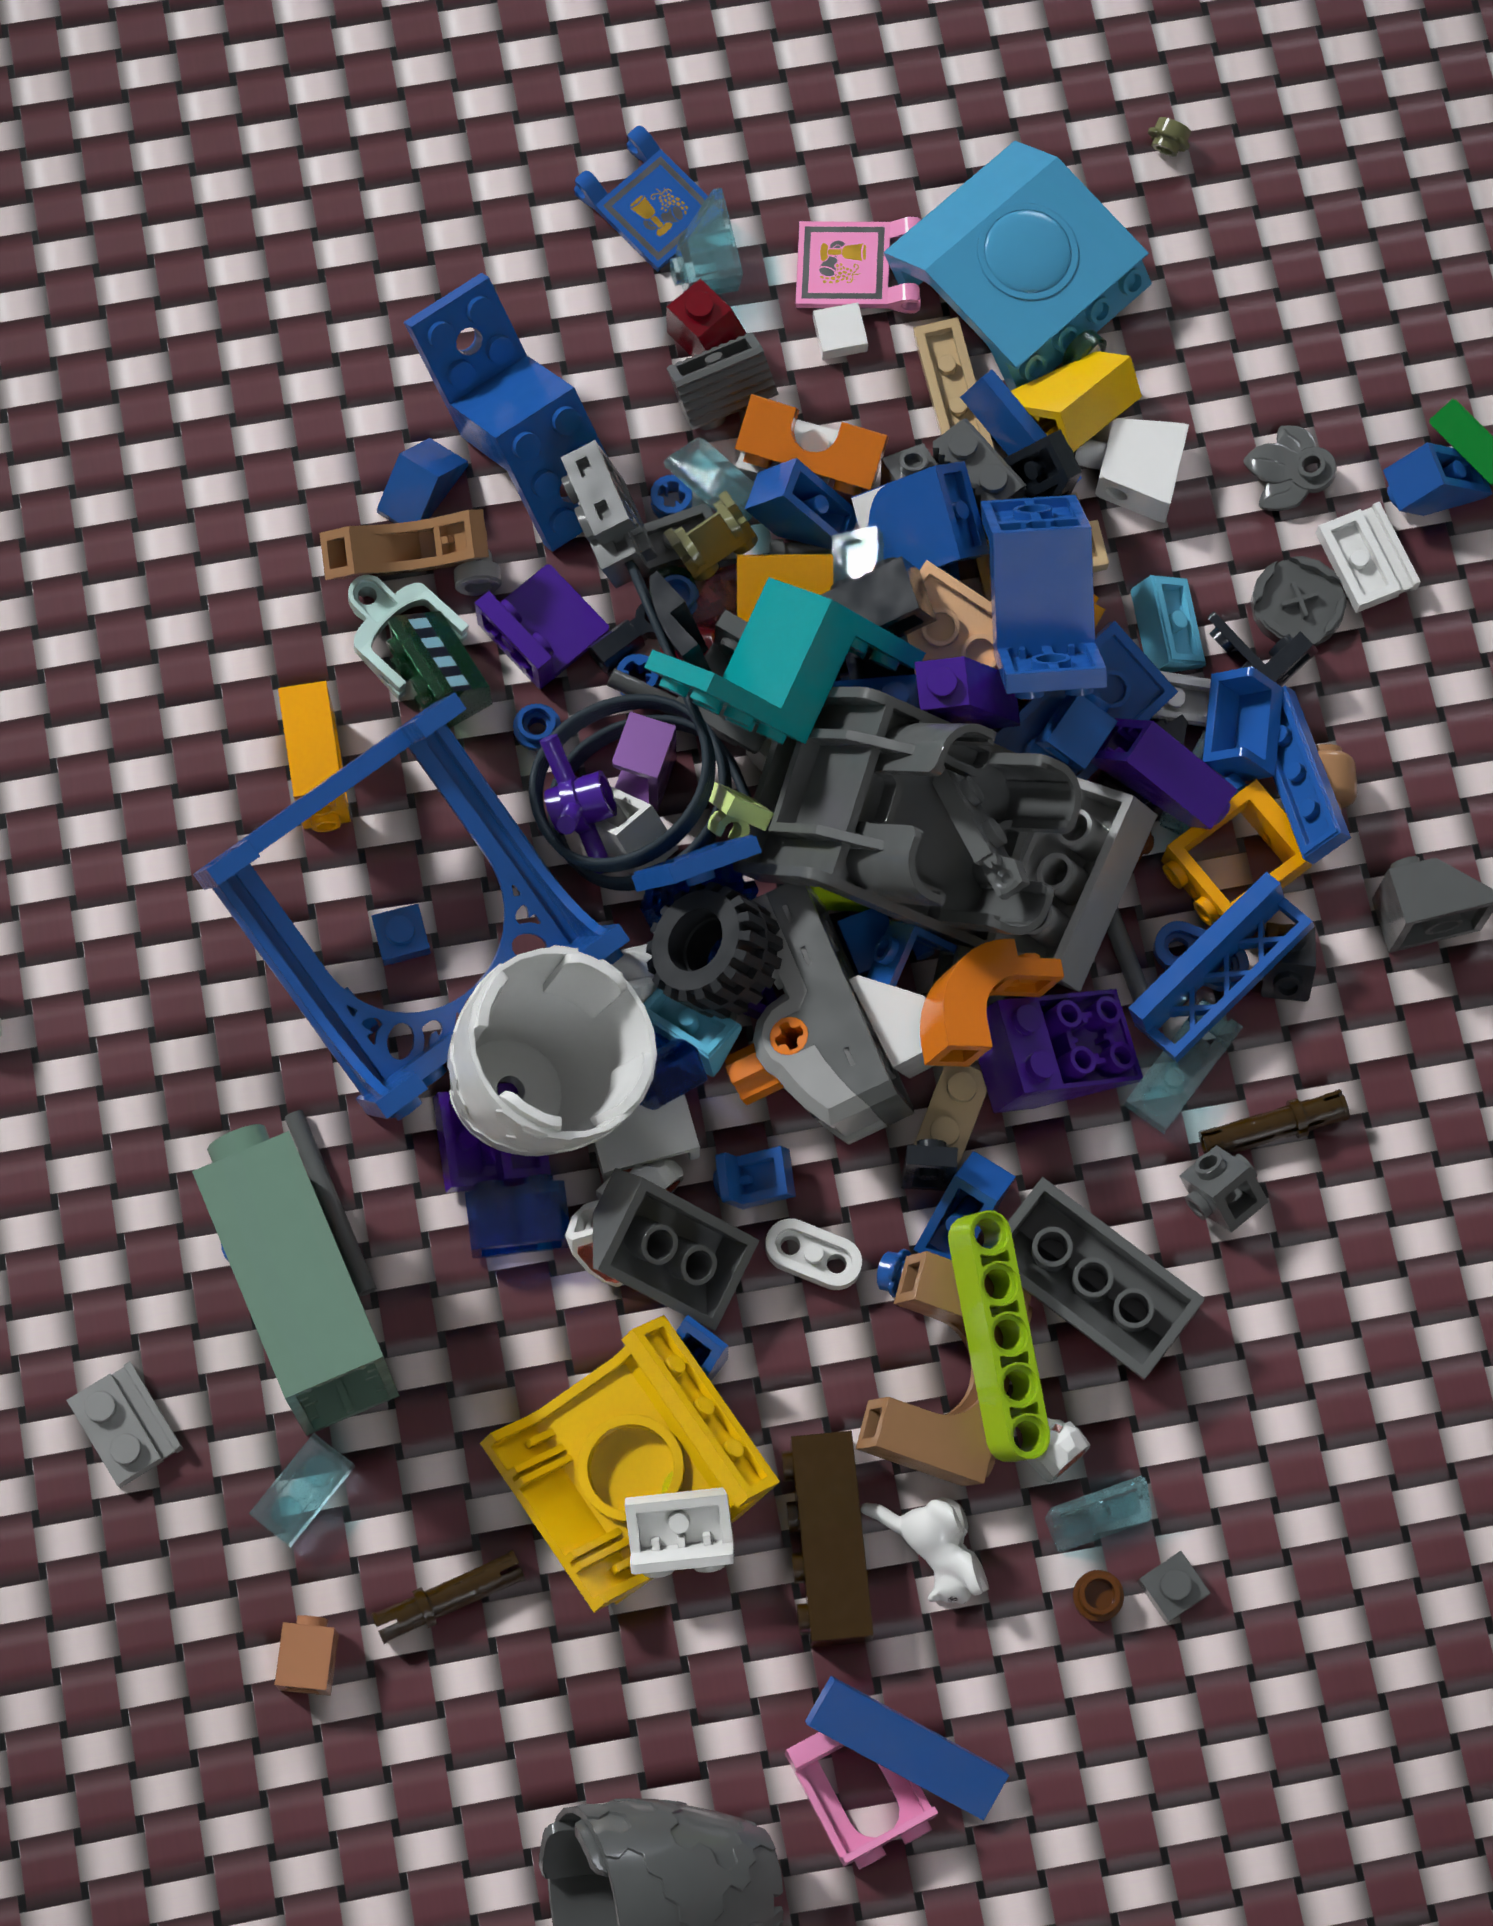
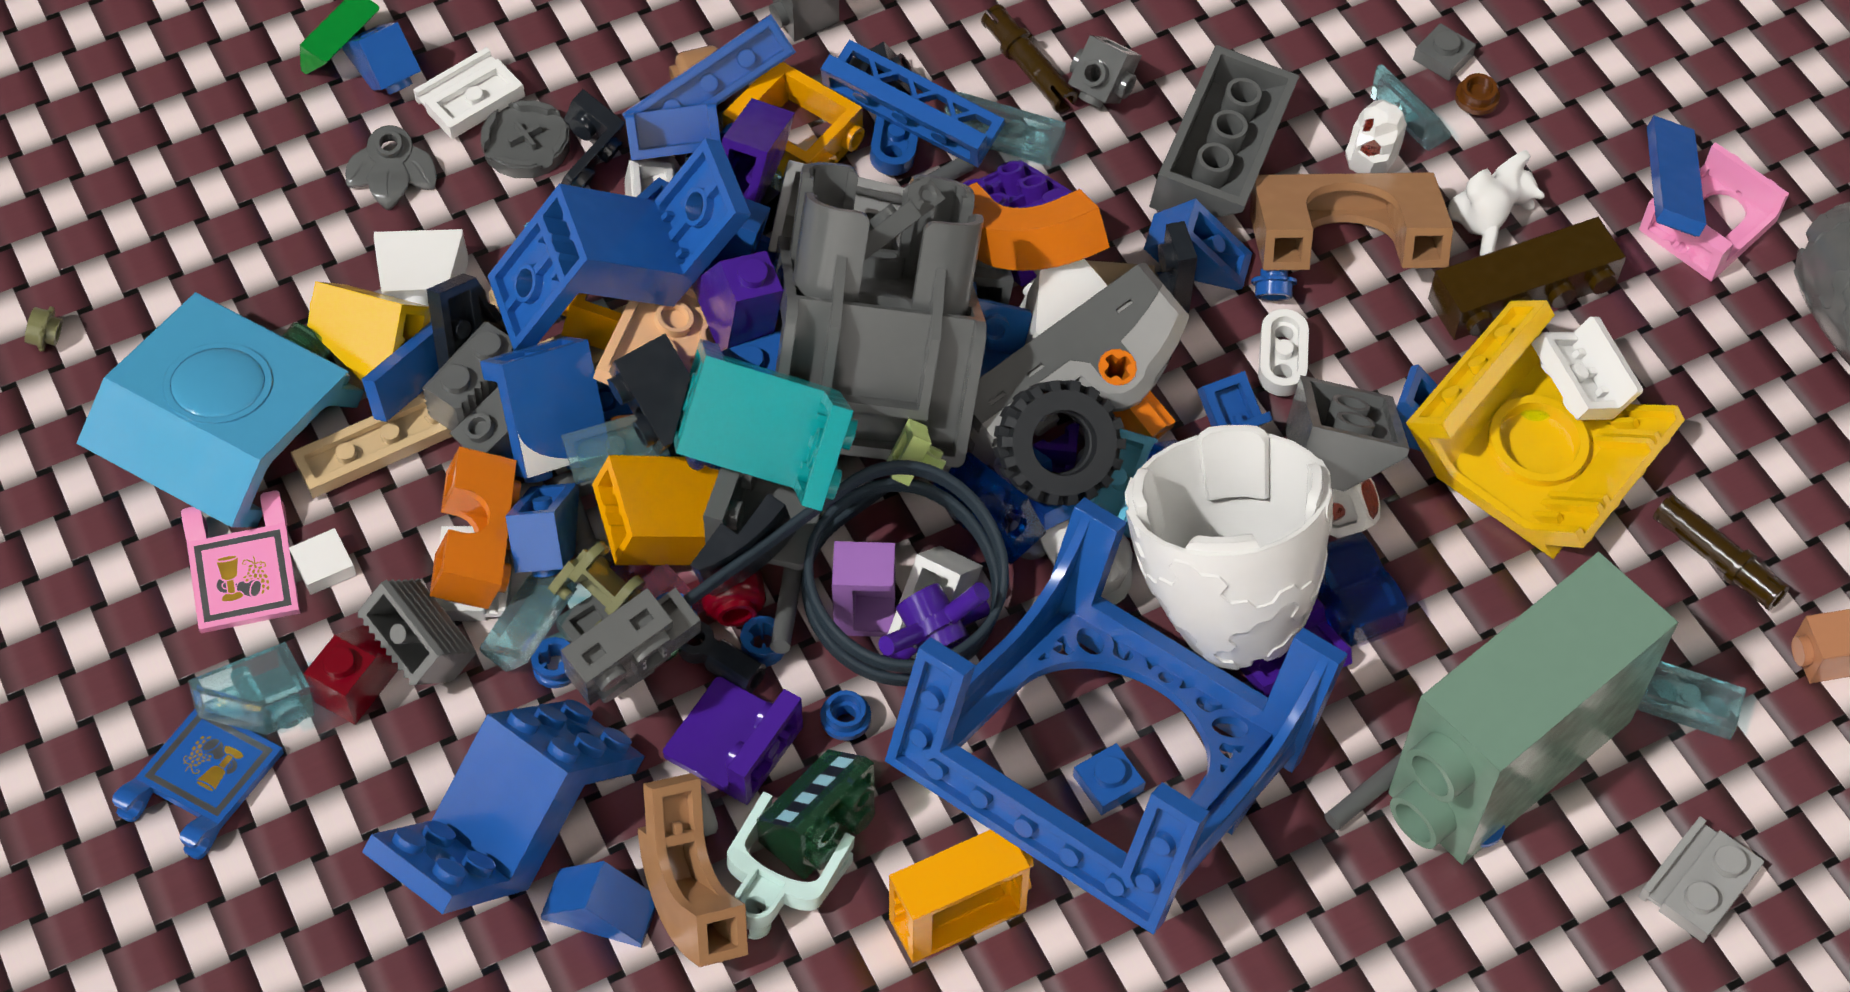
camera: 105 degrees left, 15 degrees down
(696, 865) = (989, 460): blue plate -> none
(989, 1360) = (1313, 169): lime beam -> none

